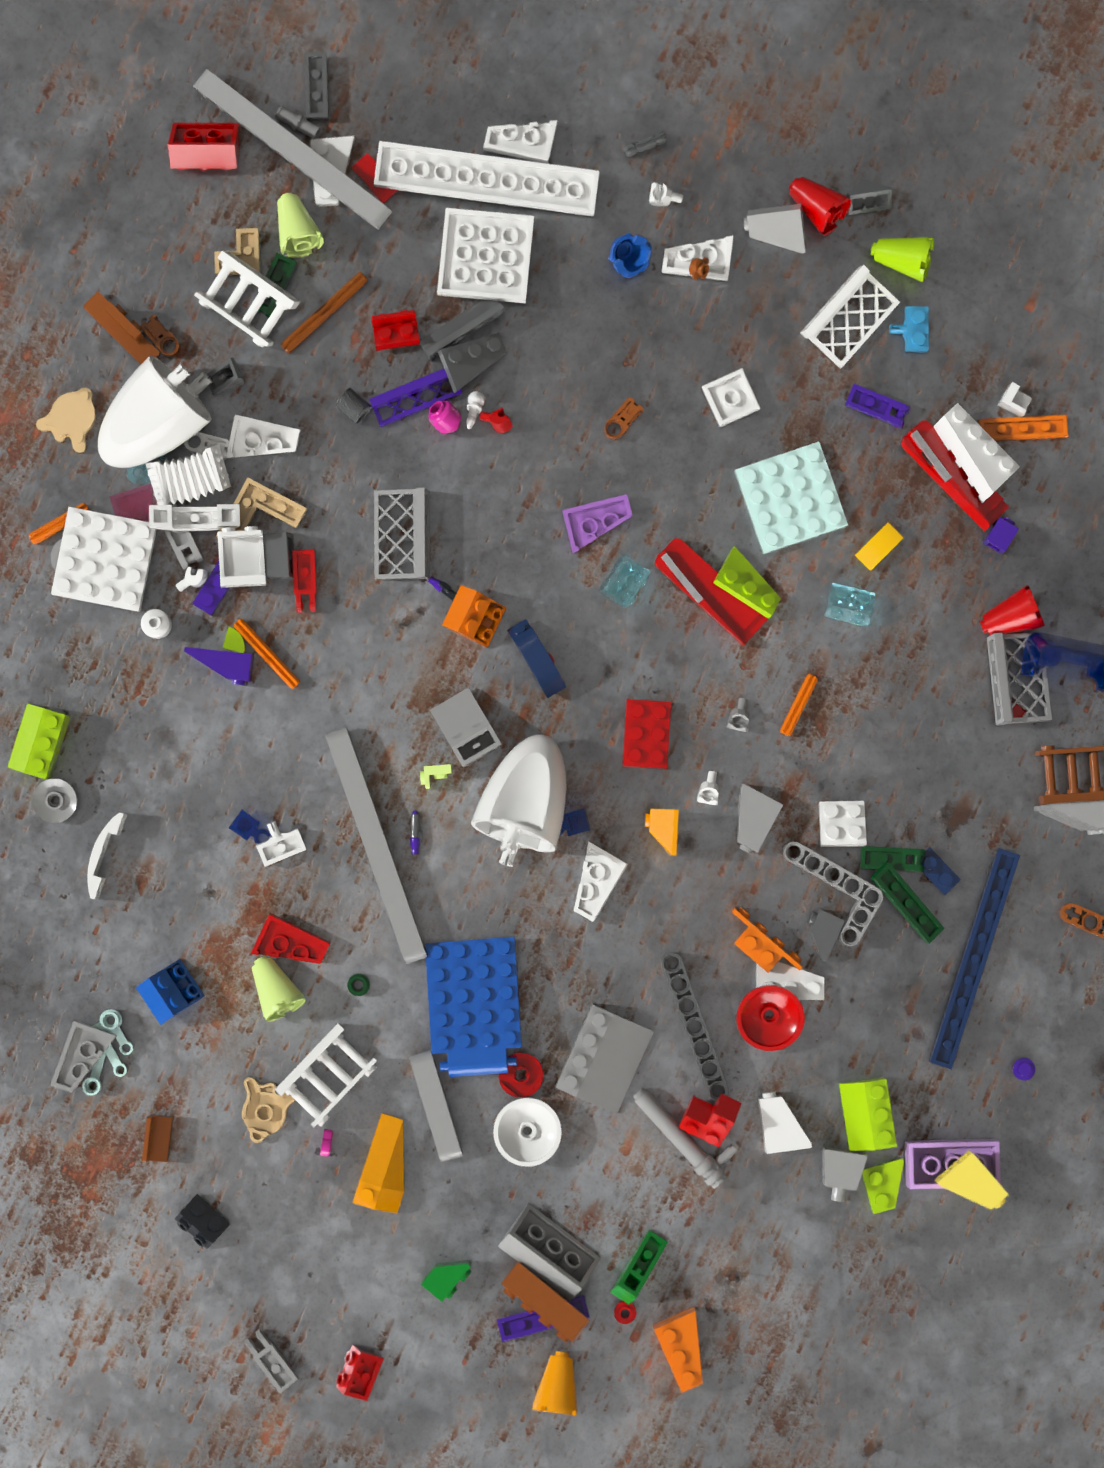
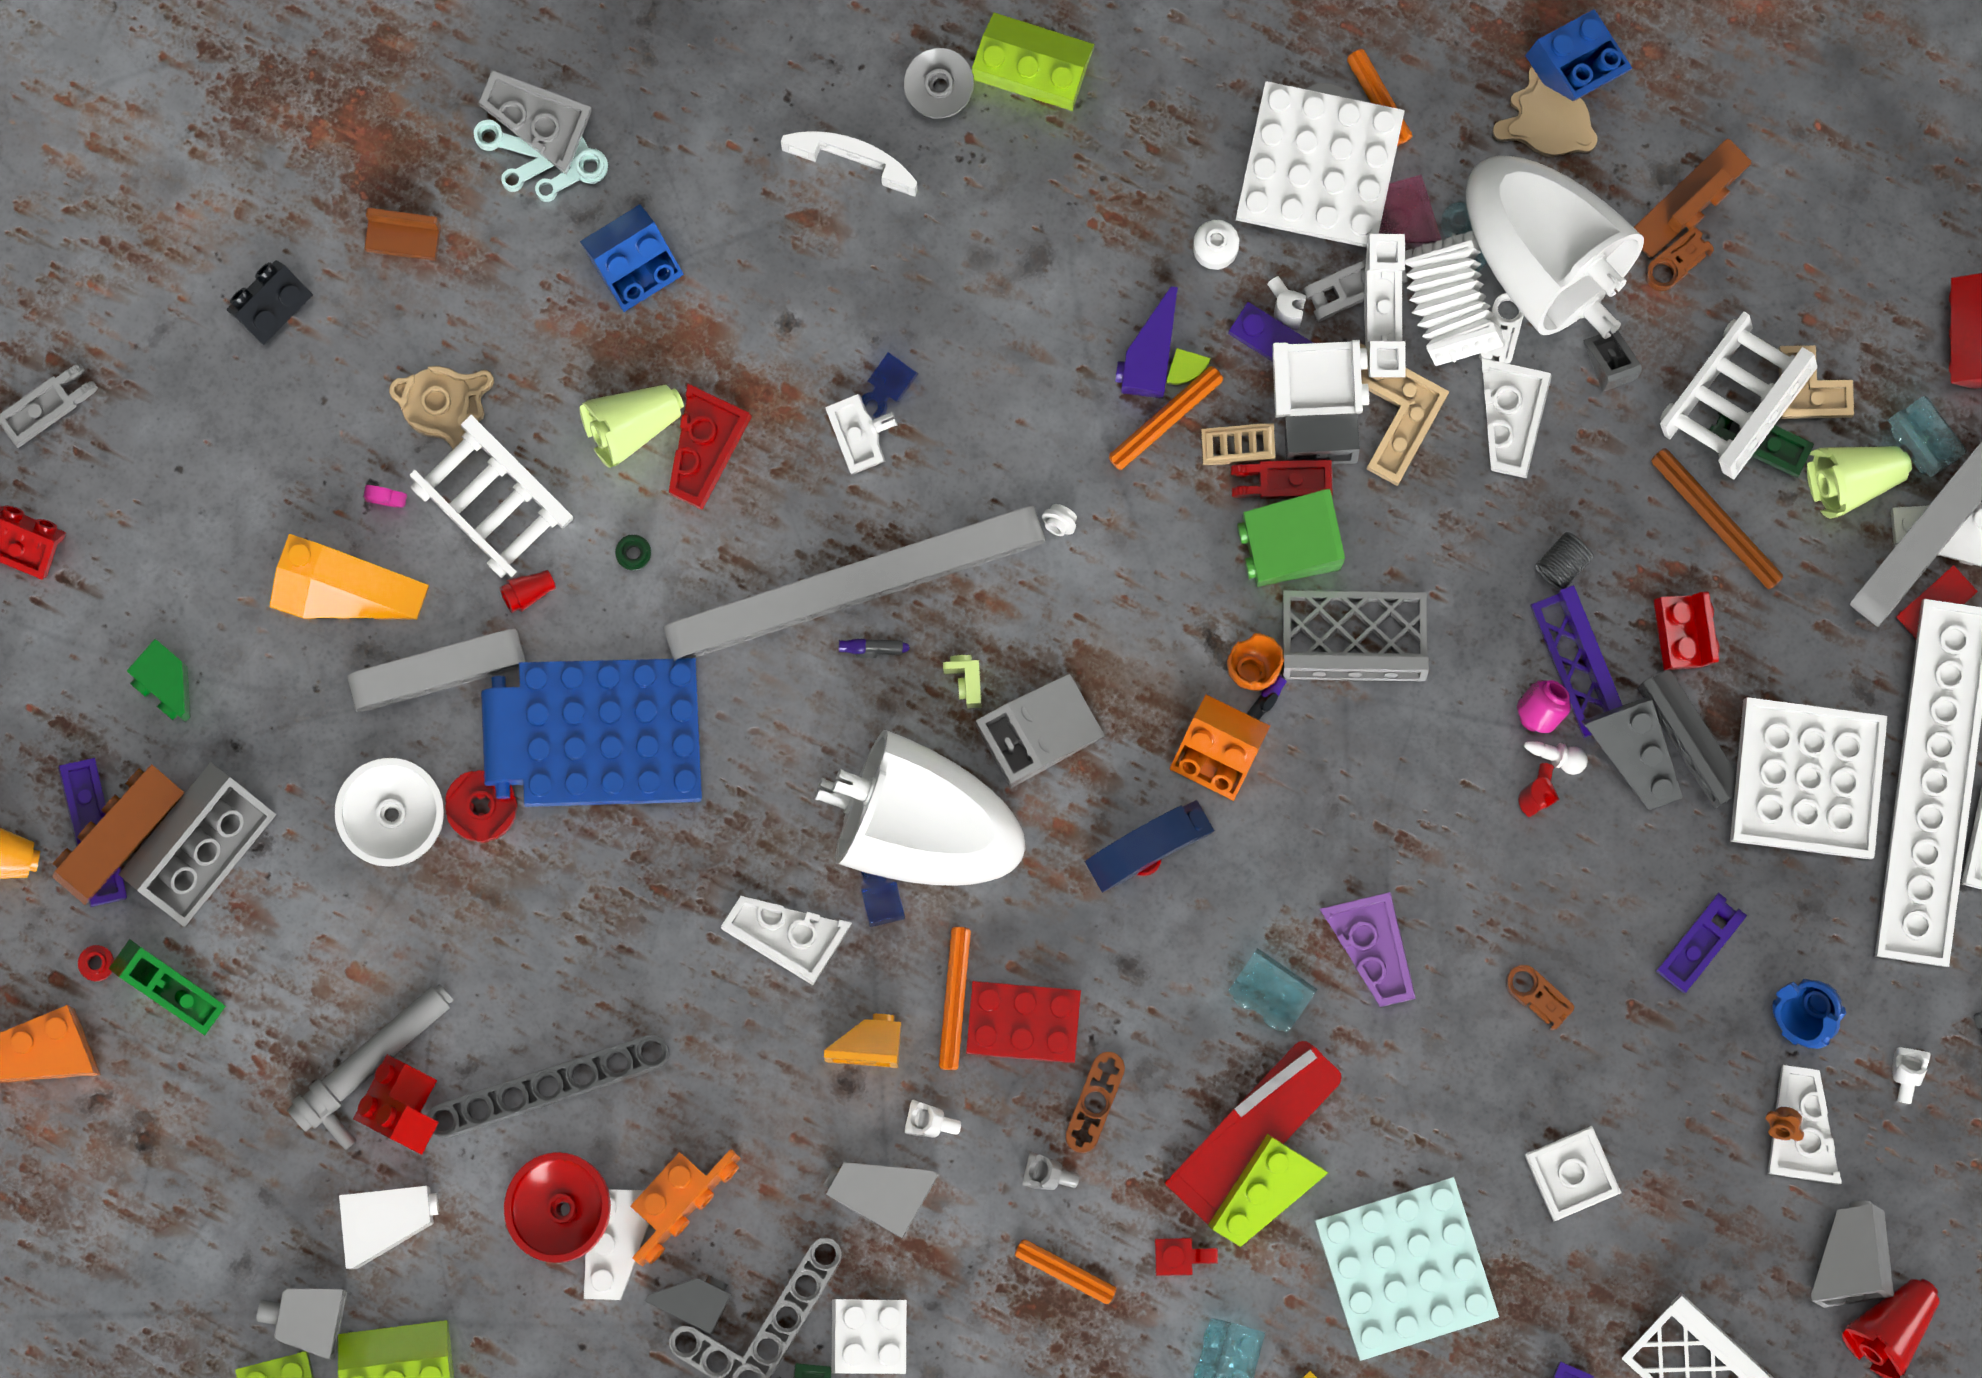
camera: 90 degrees right, 5 degrees down
(33, 398) = (1578, 57): none -> blue slope
(270, 183) = (1926, 436): none -> clear light blue bracket
(291, 607) = (1251, 431): none -> tan slope
(333, 718) = (1059, 520): none -> white plate
(343, 573) = (1292, 539): none -> bright green slope
(385, 1053) = (524, 591): none -> red cone
(420, 594) = (1255, 662): none -> orange hair
(588, 321) = (1700, 944): none -> dark purple plate
(604, 1058) = (501, 939): light grey slope -> none
(633, 776) = (954, 998): none -> orange axle
(681, 678) = (1113, 1080): none -> dark orange beam
(787, 637) = (1176, 1256): none -> red plate

